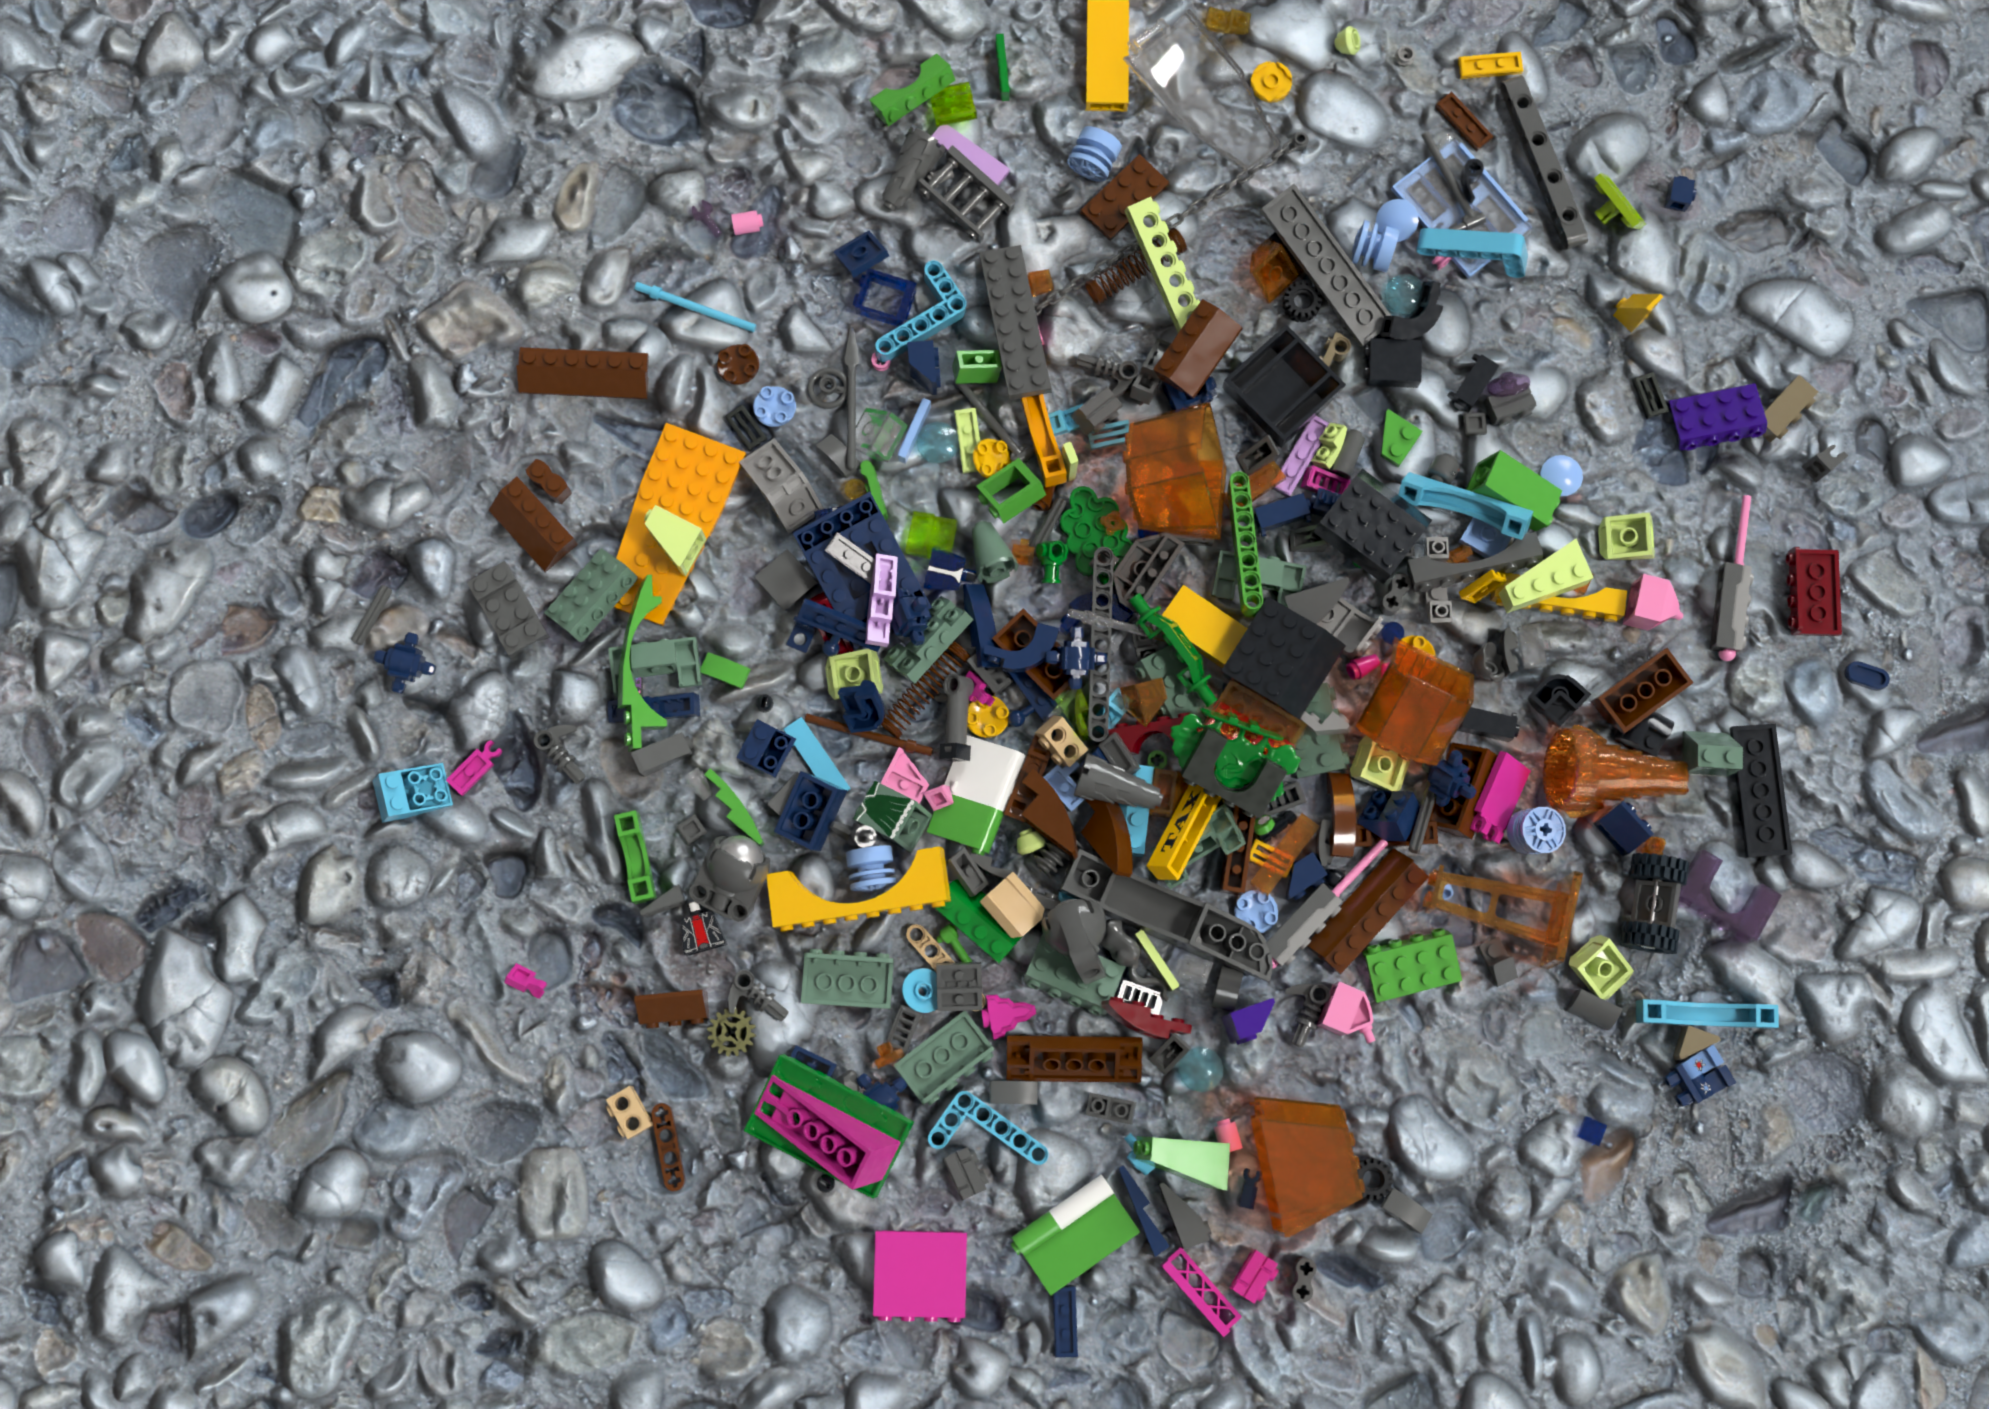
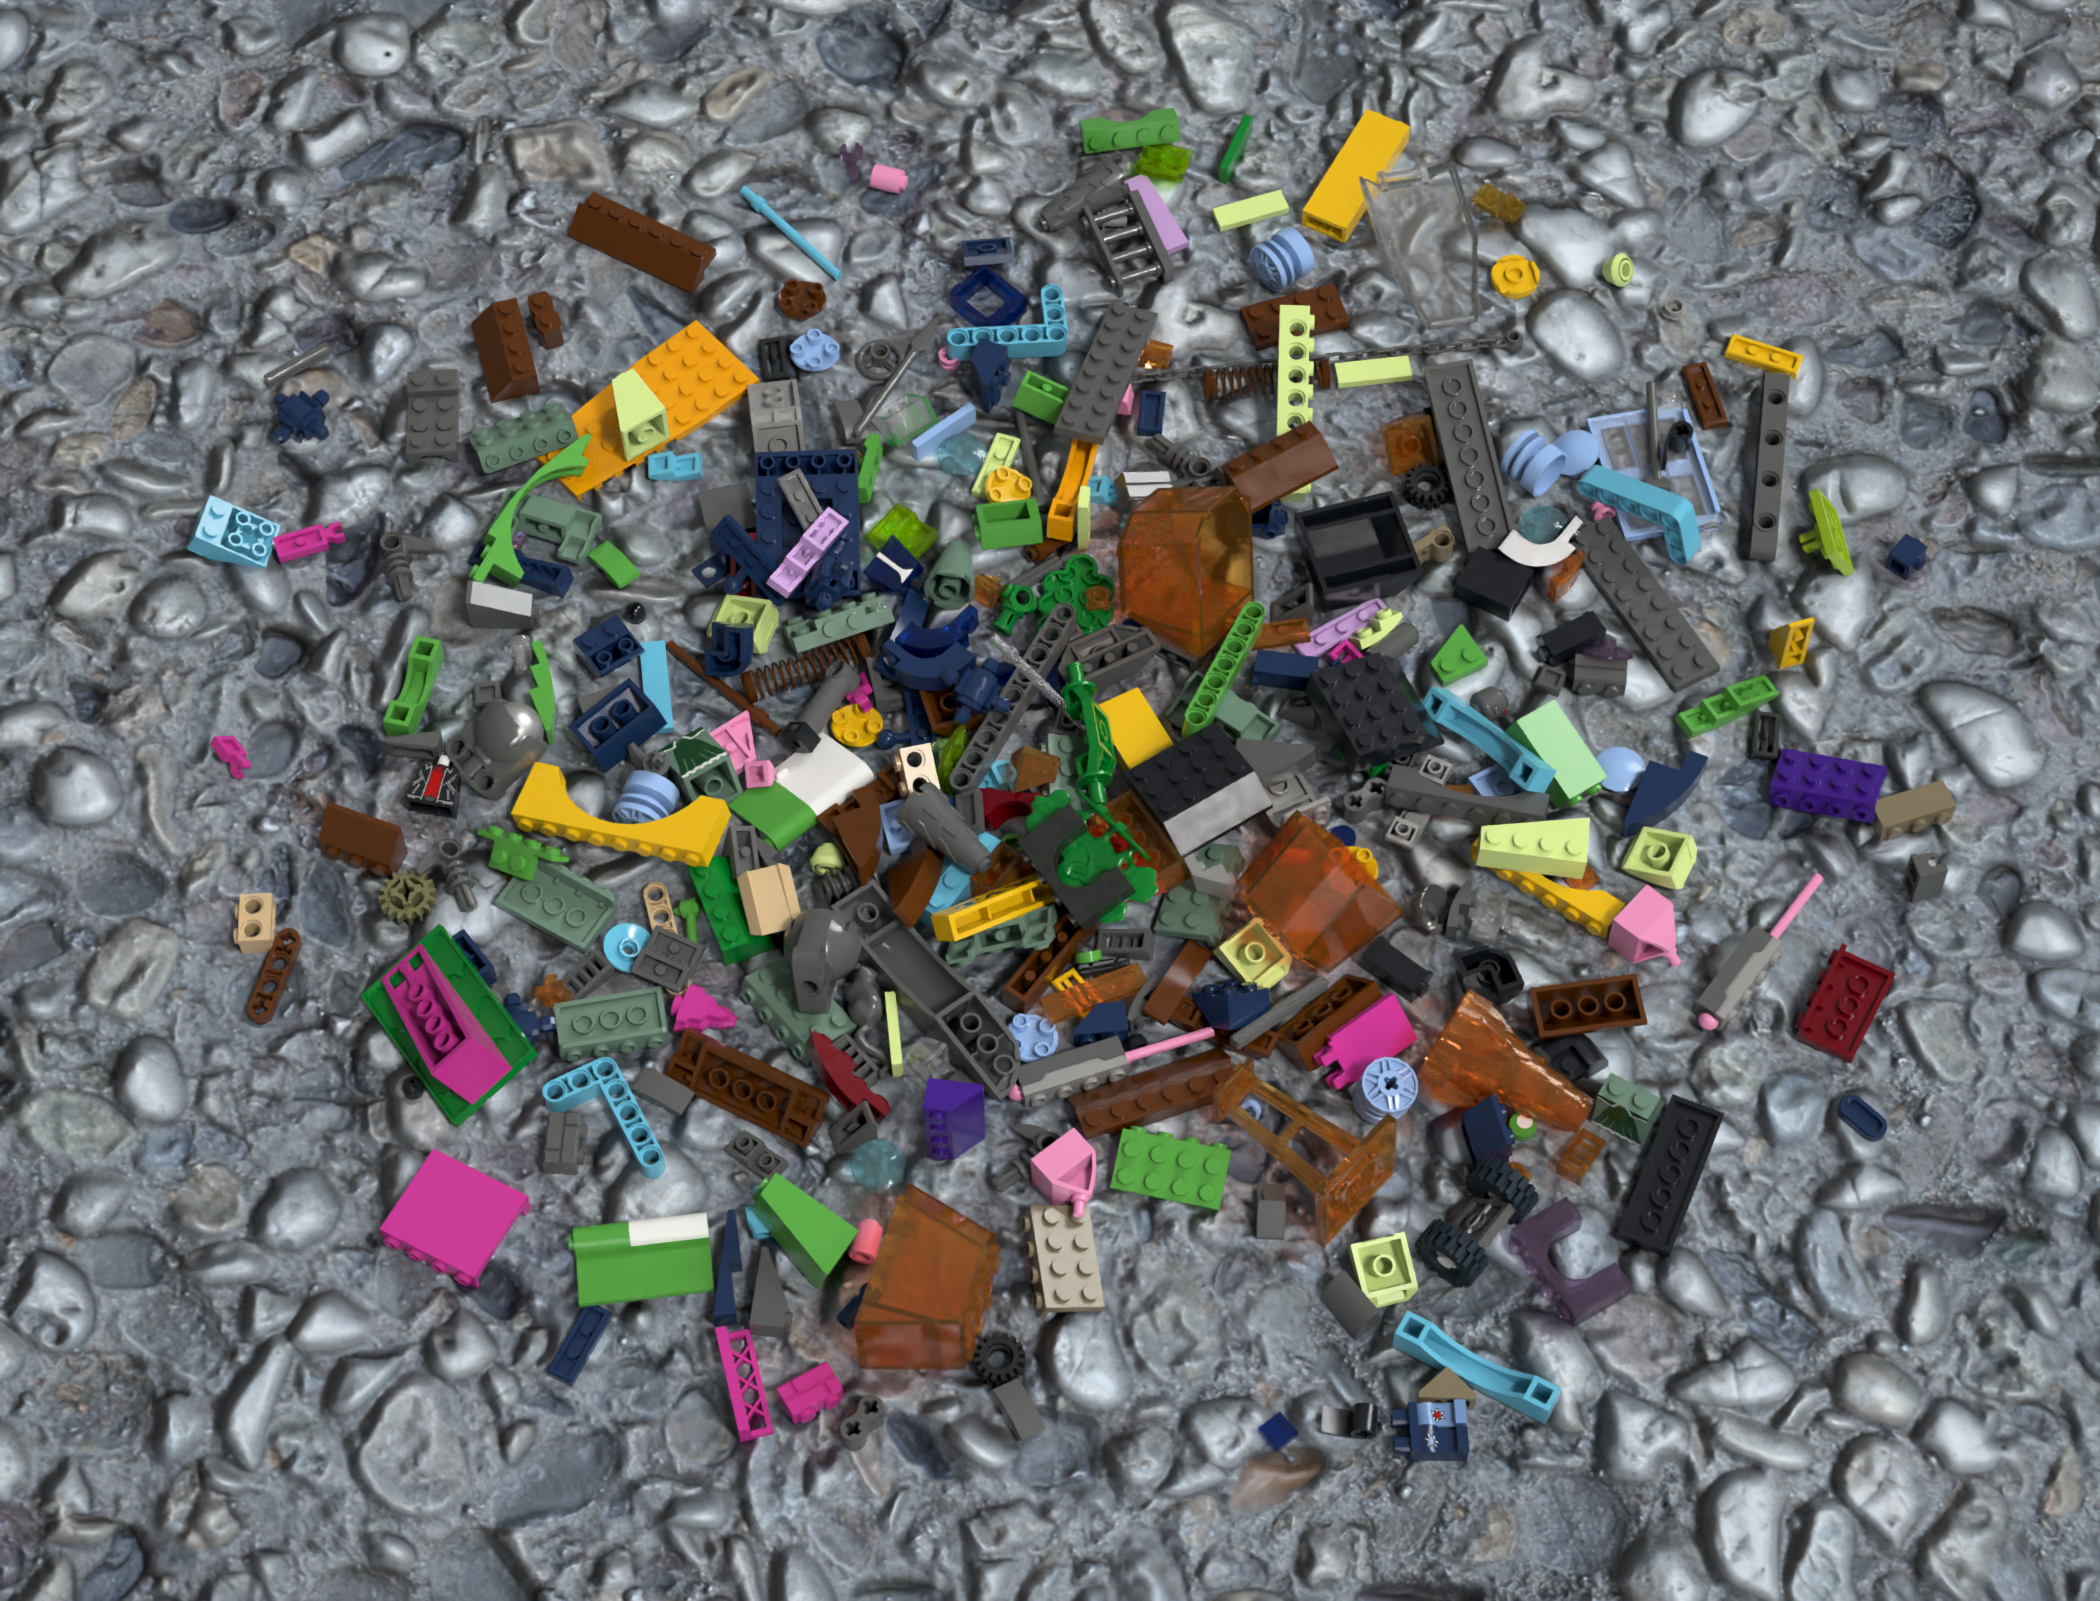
camera: 30 degrees right, 20 degrees down
(723, 561) = (675, 468): none -> medium azure slope
(797, 958) = (516, 855): none -> bright green bracket
(1015, 632) = (933, 642): none -> clear blue arch
(1041, 117) = (1250, 210): none -> yellowish green tile
(1061, 336) = (1151, 413): none -> dark blue tile
(1209, 218) = (1373, 371): none -> yellowish green tile
(1374, 1079) = (1061, 1260): none -> bracket
(1444, 327) = (1570, 571): none -> clear orange slope
(1449, 779) = (1313, 988): dark blue piece -> none
(1483, 586) = (1460, 826): yellow tile -> none
(1510, 327) = (1644, 605): none -> dark grey plate
(1603, 480) = (1662, 792): none -> dark blue slope
(1612, 384) = (1726, 707): none -> bright green slope
(1637, 1097) = (1354, 1423): none -> black panel
(1641, 805) = (1522, 1127): none -> bright green tile
(1683, 822) = (1571, 1172): none -> clear orange slope

